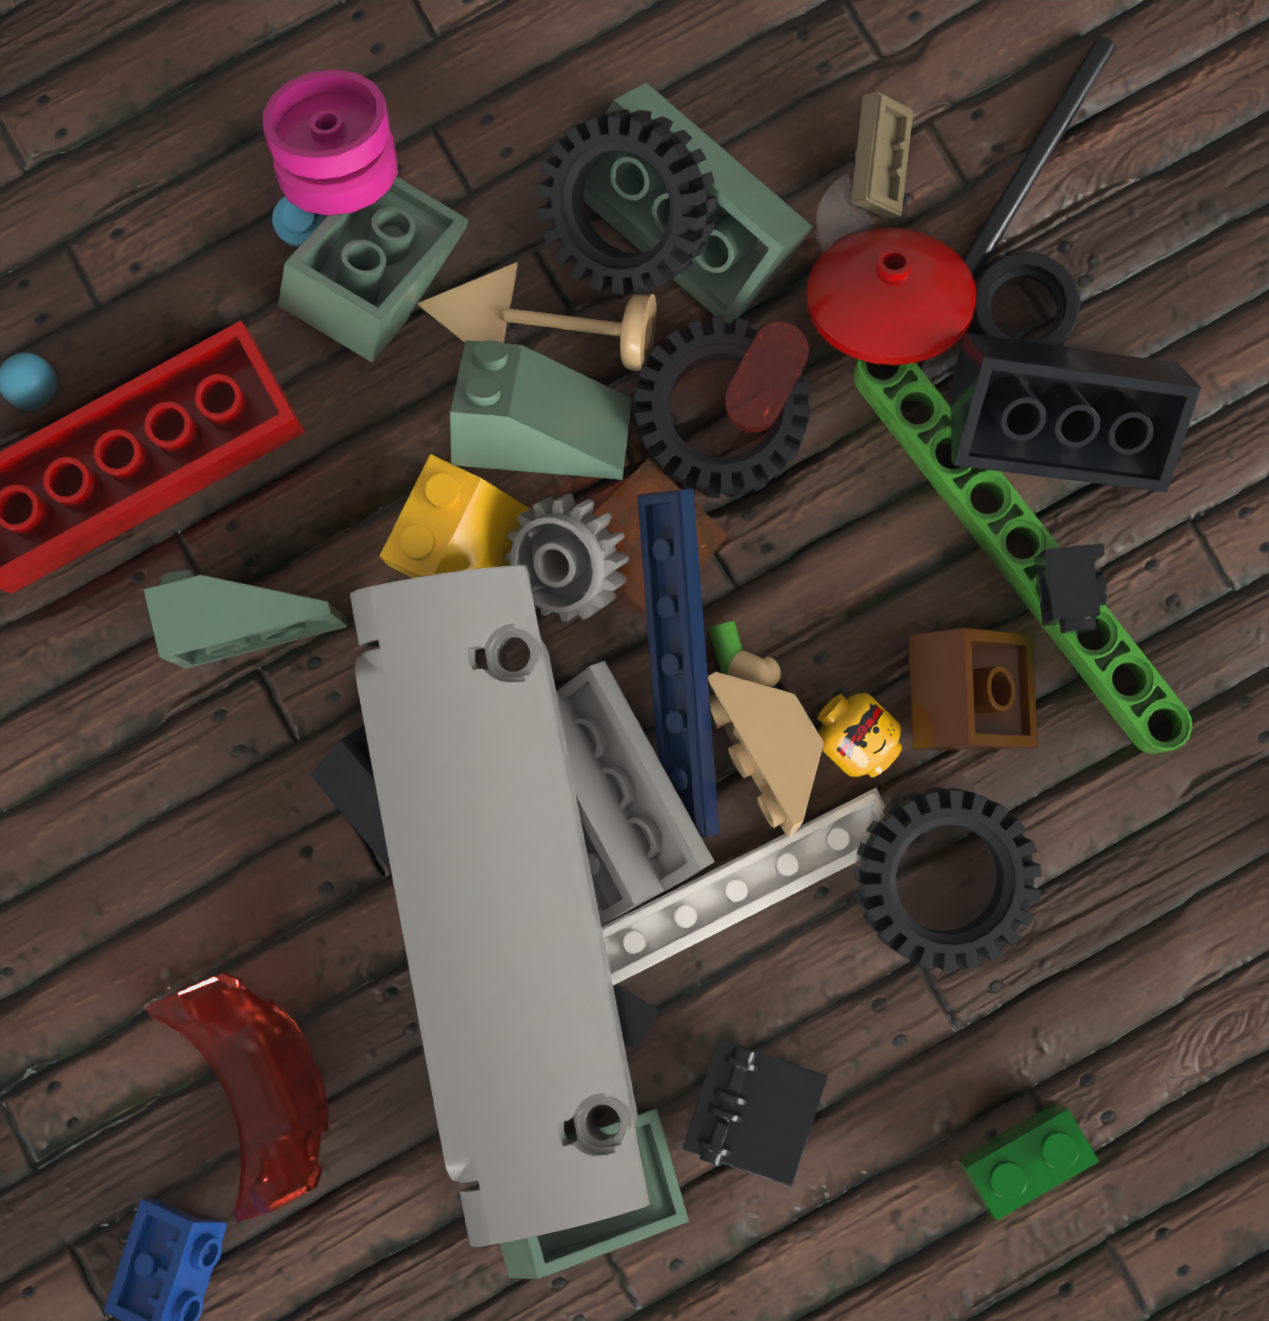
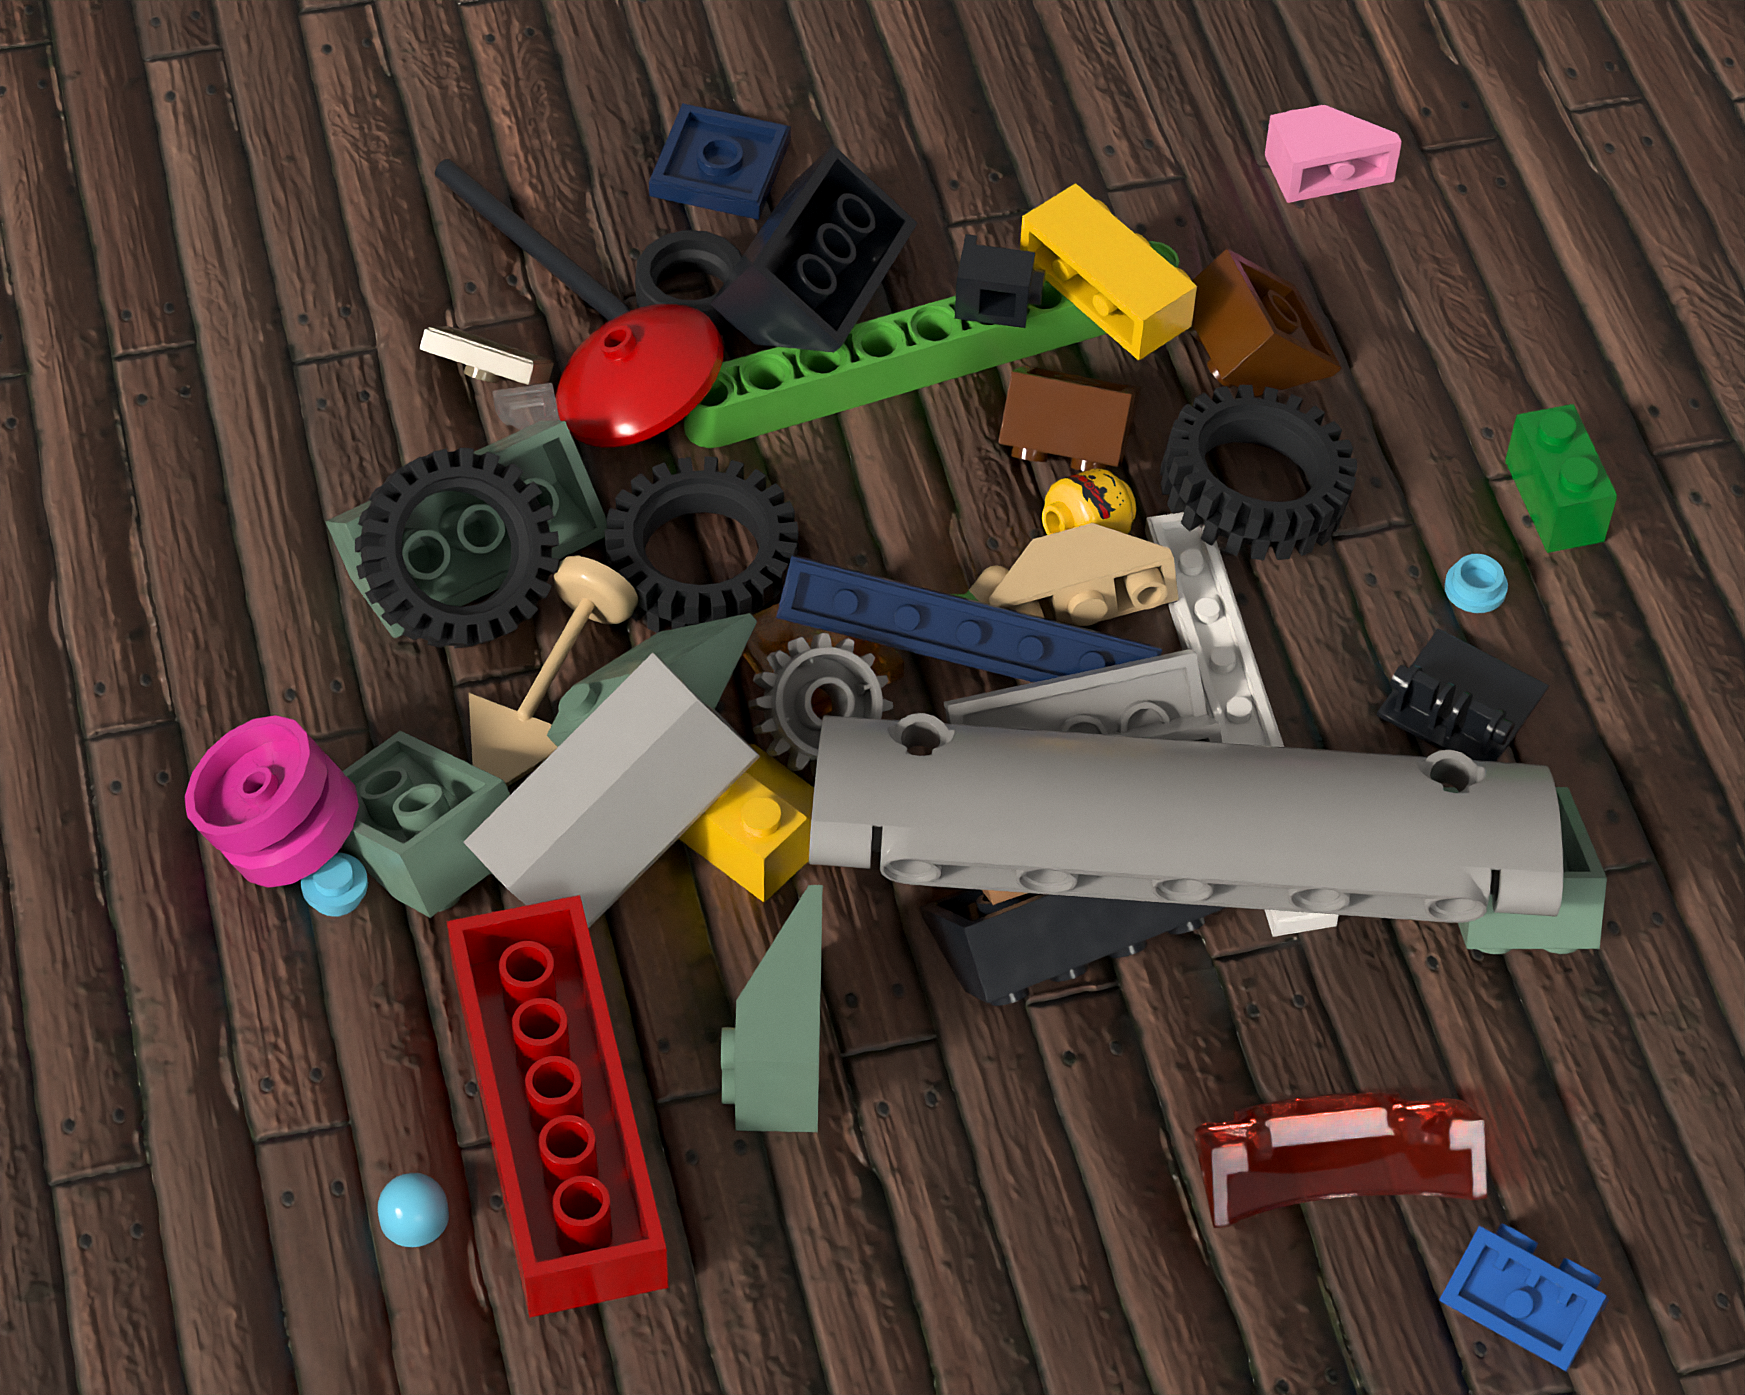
camera: 85 degrees left, 30 degrees down
(386, 414) = (613, 794): none -> light grey slope
(766, 376) = (691, 480): clear red tile -> none
(888, 1101) = (1476, 584): none -> medium azure plate
(1121, 687) = (1109, 271): none -> yellow brick
(1131, 840) = (1257, 328): none -> reddish brown slope
(1198, 289) = (720, 161): none -> dark blue tile

